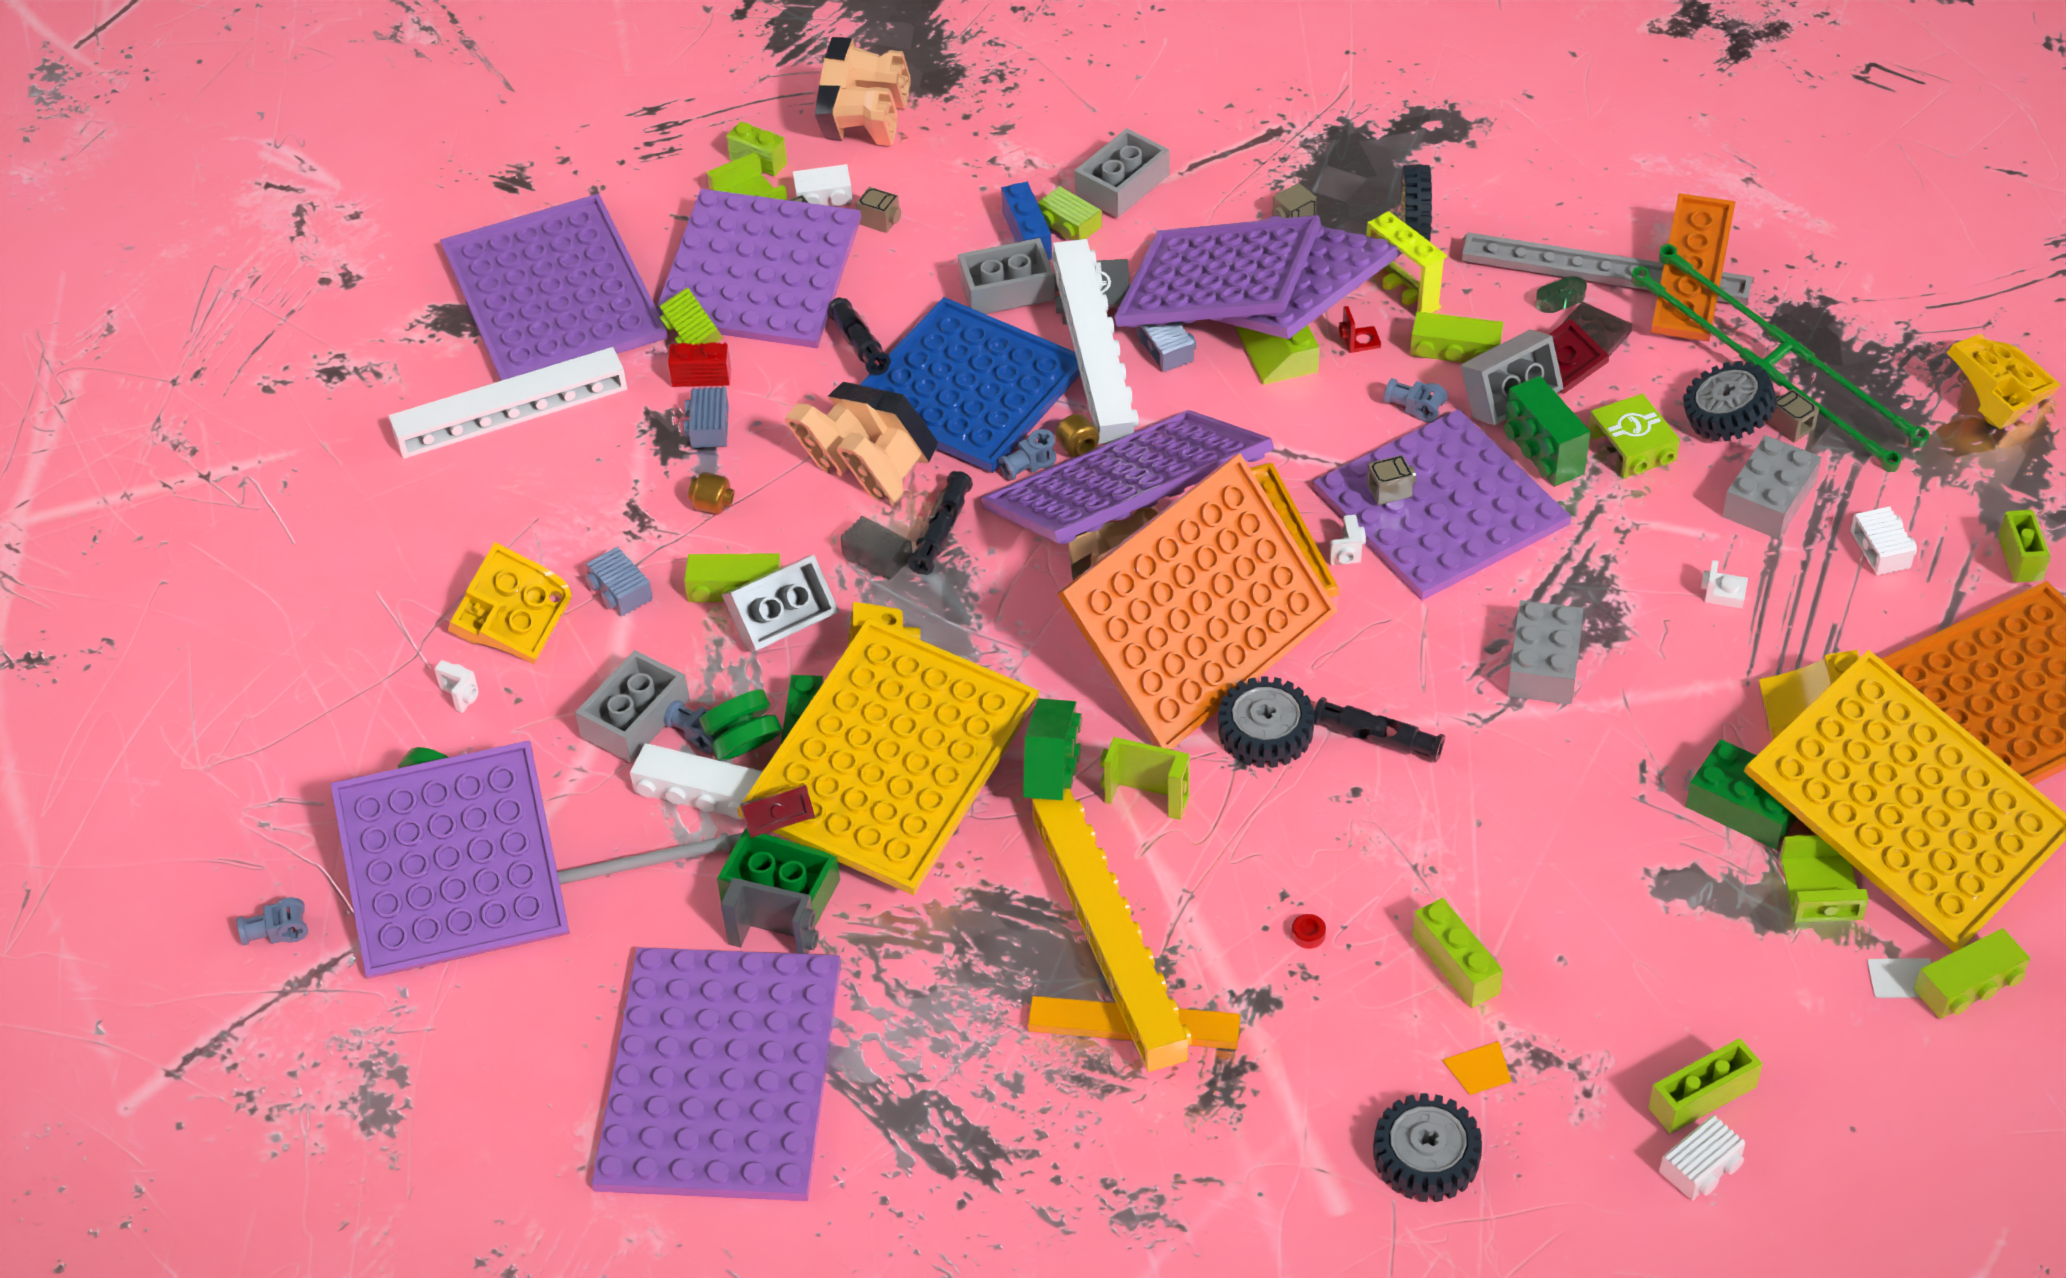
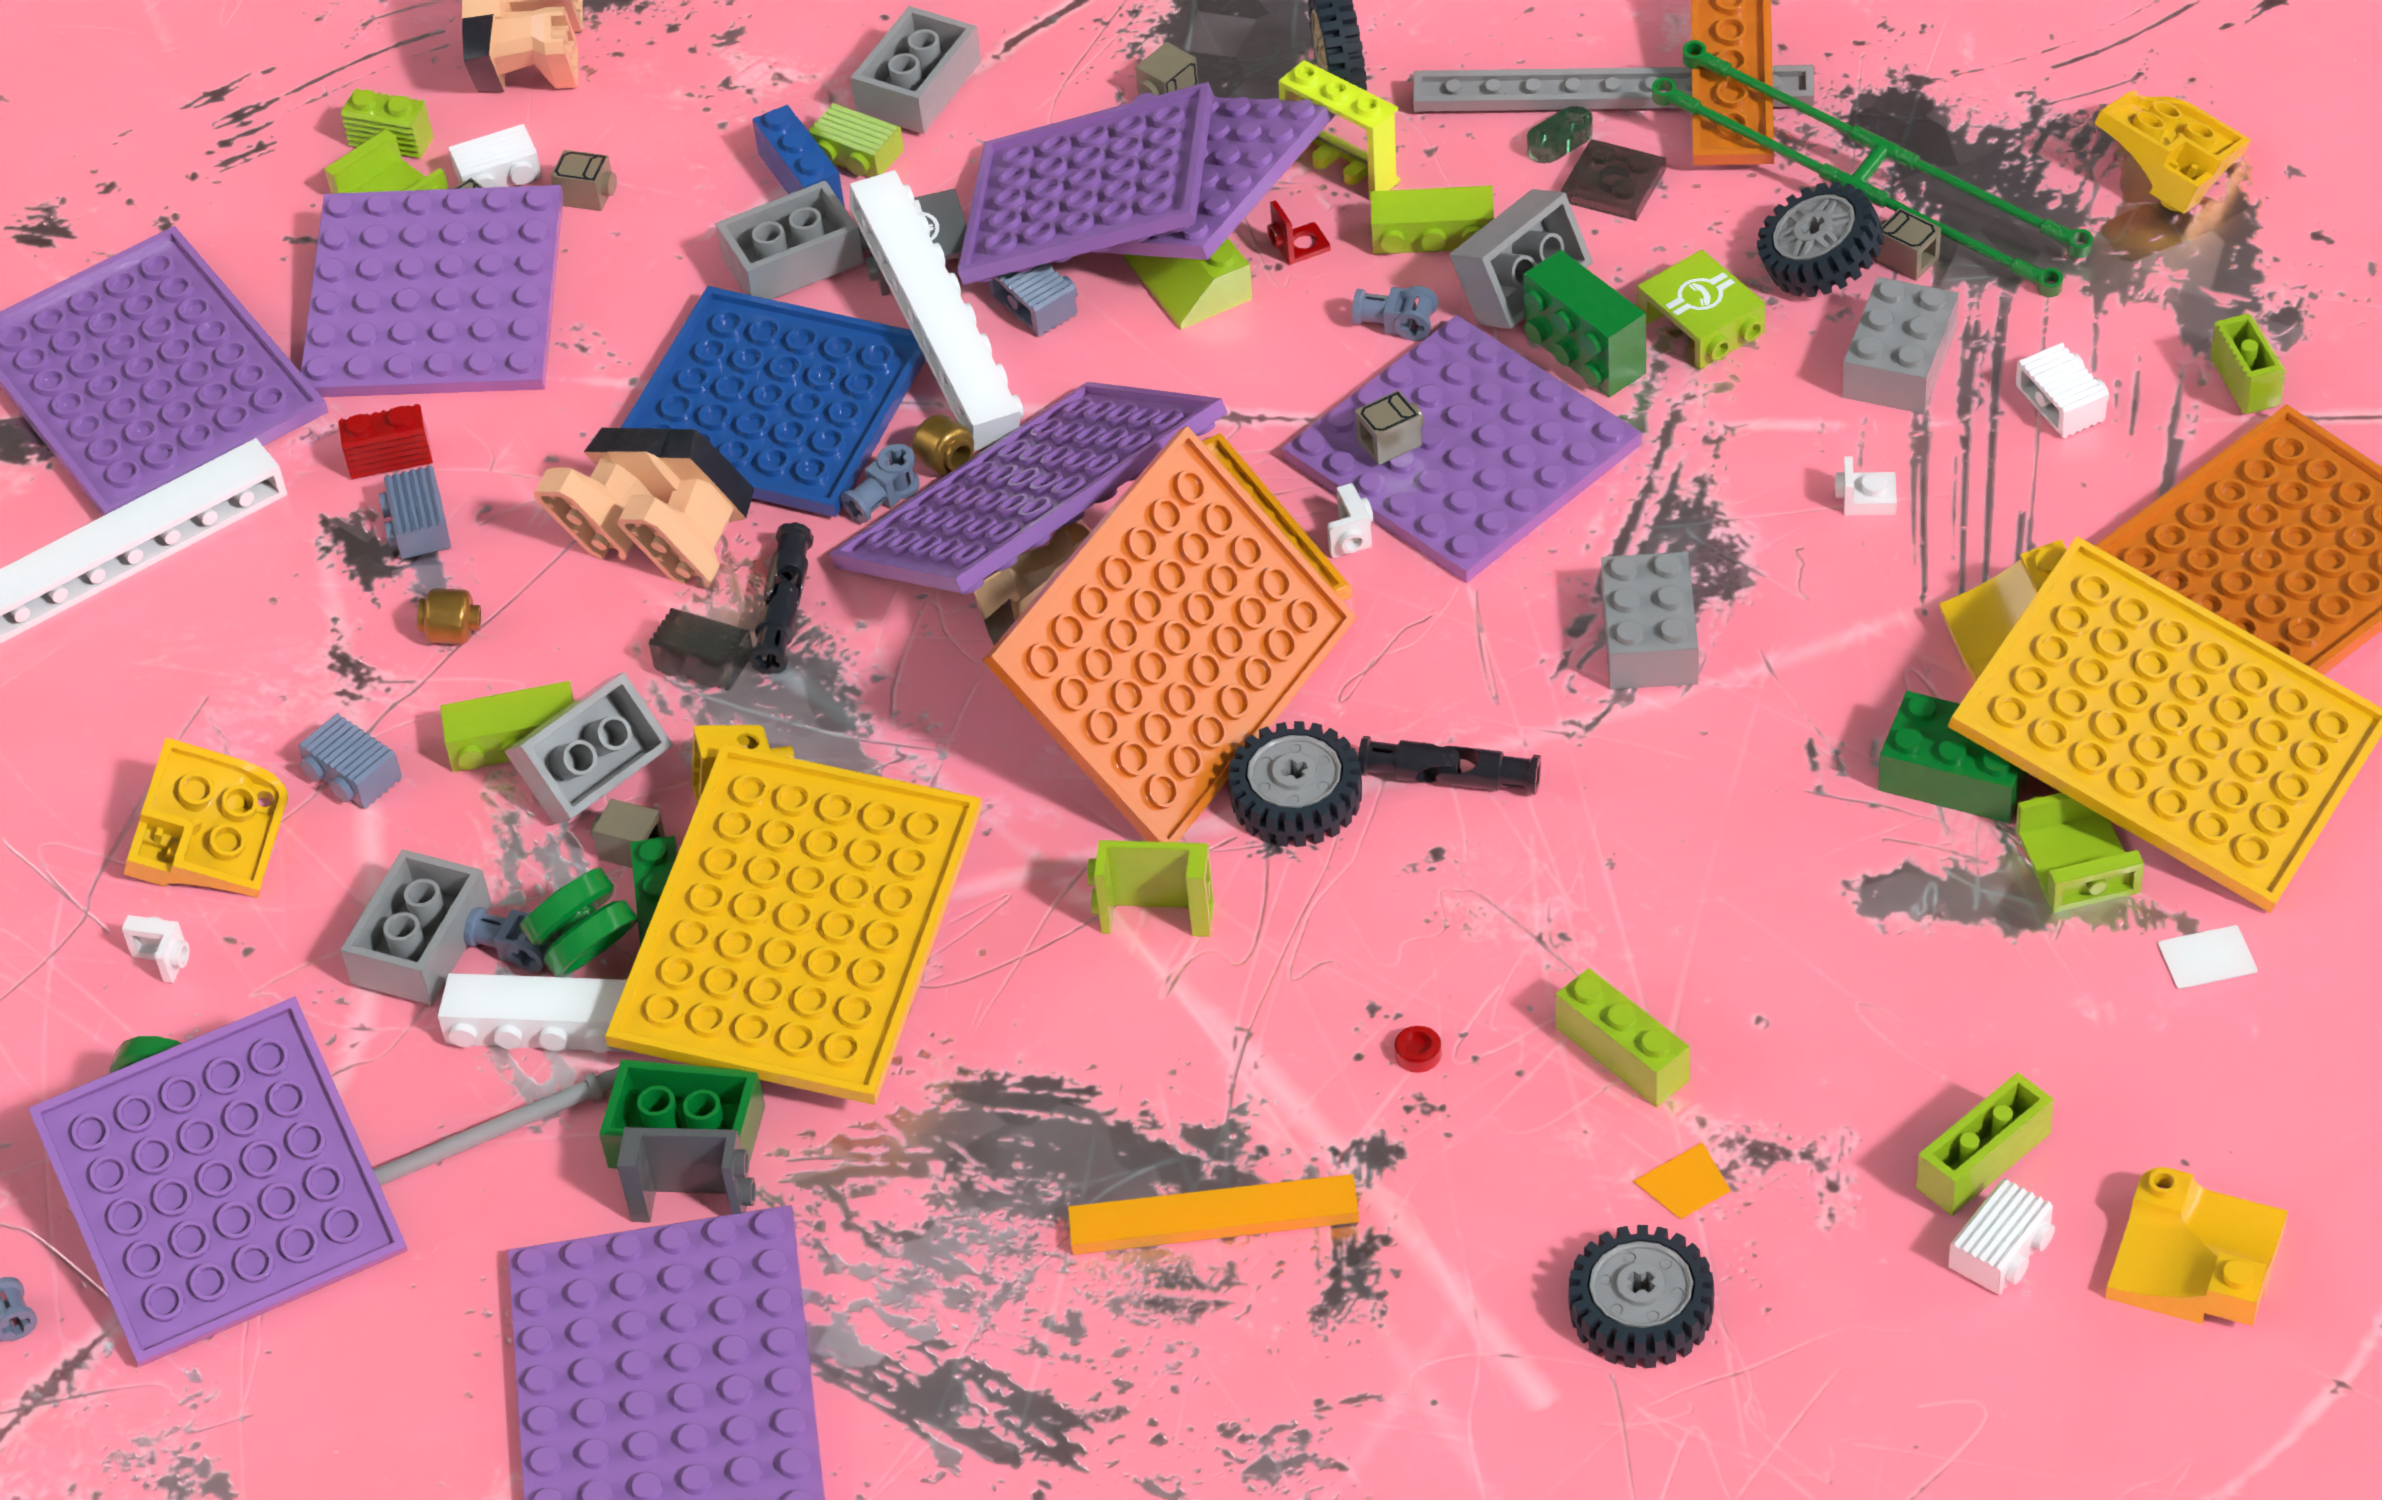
camera: 10 degrees left, 0 degrees up
(688, 319) = (354, 381): lime brick -> none
(777, 810) = (663, 1025): dark red plate -> none
(791, 661) = (624, 824): none -> dark tan brick
(858, 336) = (602, 361): black piece -> none
(1051, 749) = (1017, 873): green brick -> none
(1111, 933) = (1153, 1098): yellow brick -> none
(1576, 354) = (1601, 212): dark red plate -> none
(1846, 1198) = (2195, 1250): none -> yellow slope
(1972, 974) = (2296, 933): lime brick -> none

